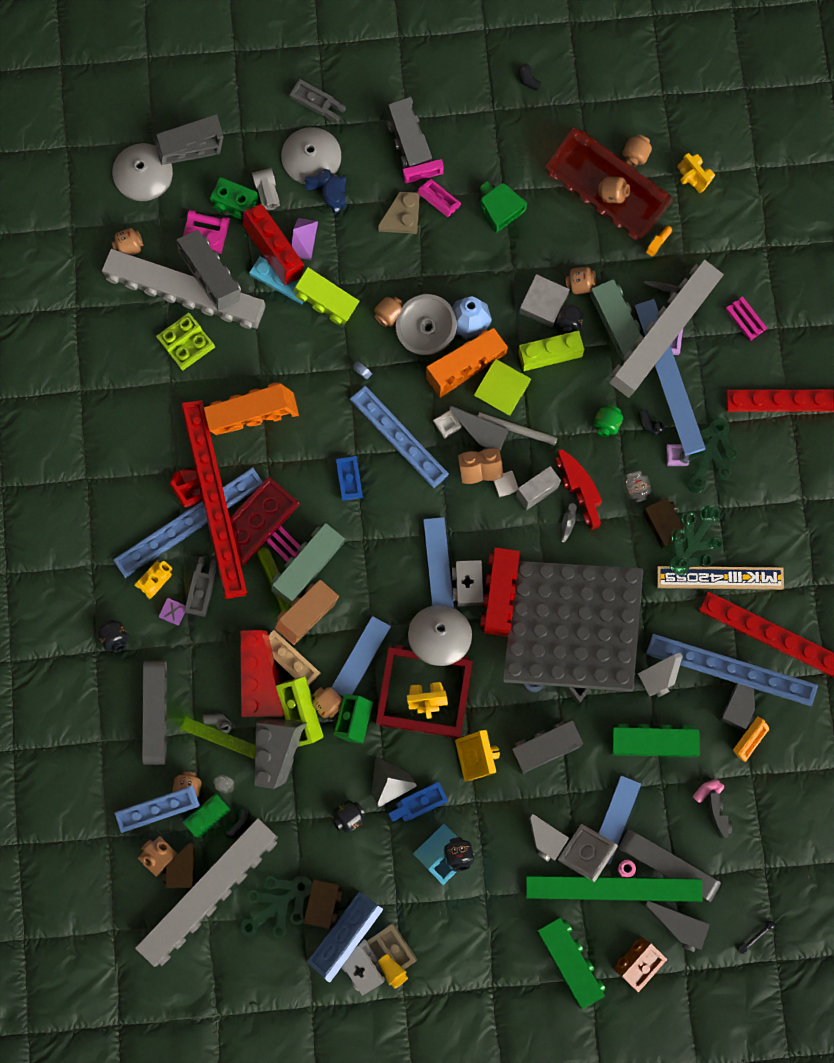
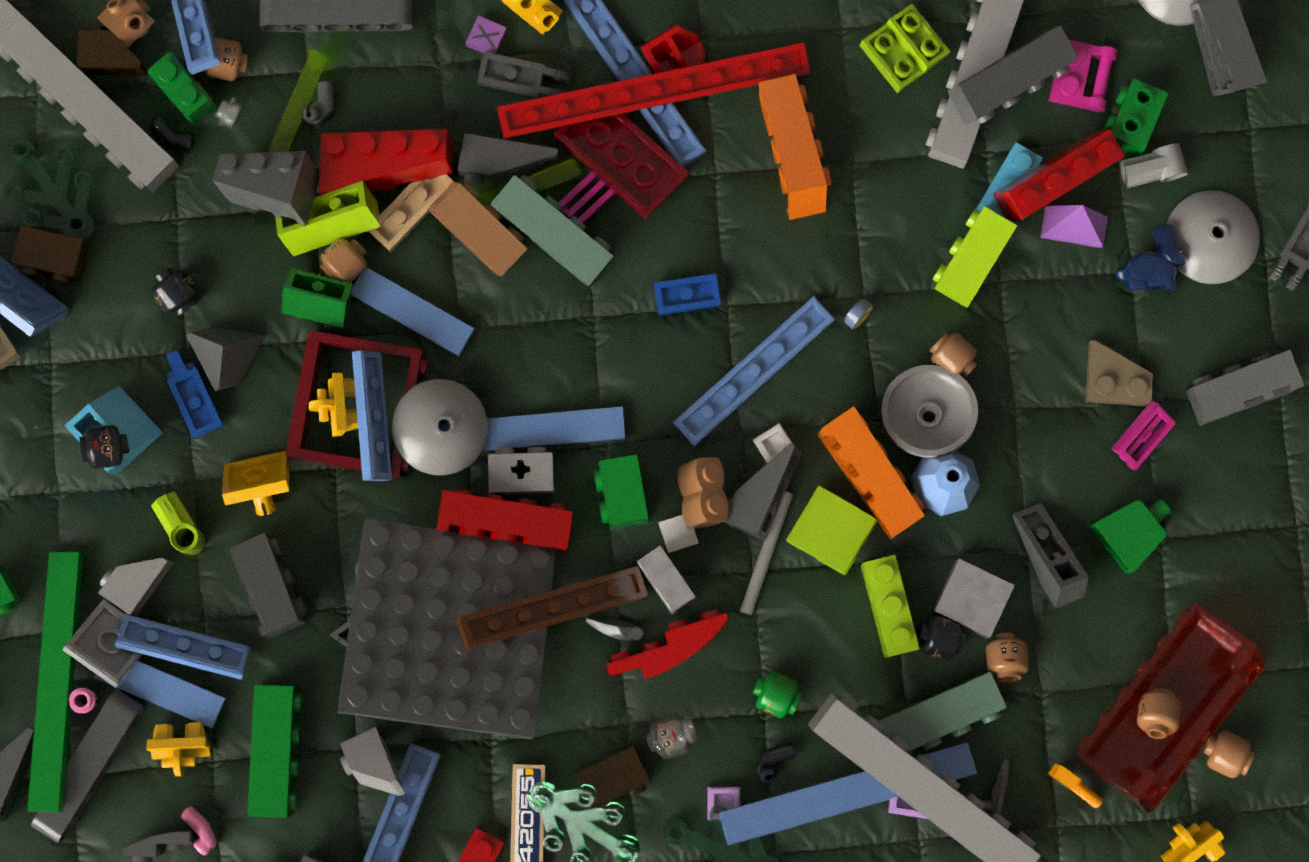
camera: 90 degrees right, 5 degrees up
(257, 604) = (496, 159): none -> dark grey slope
(423, 171) = (1187, 410): dark pink tile -> none
(435, 676) = (371, 416): none -> medium blue tile
(482, 516) = (623, 492): none -> green brick
(503, 811) = (177, 522): none -> lime piece
(516, 253) = (1051, 556): none -> dark grey slope
(558, 559) = (551, 608): none -> reddish brown plate
(588, 803) = (182, 646): none -> medium blue tile
(654, 814) = (179, 751): none -> yellow hips

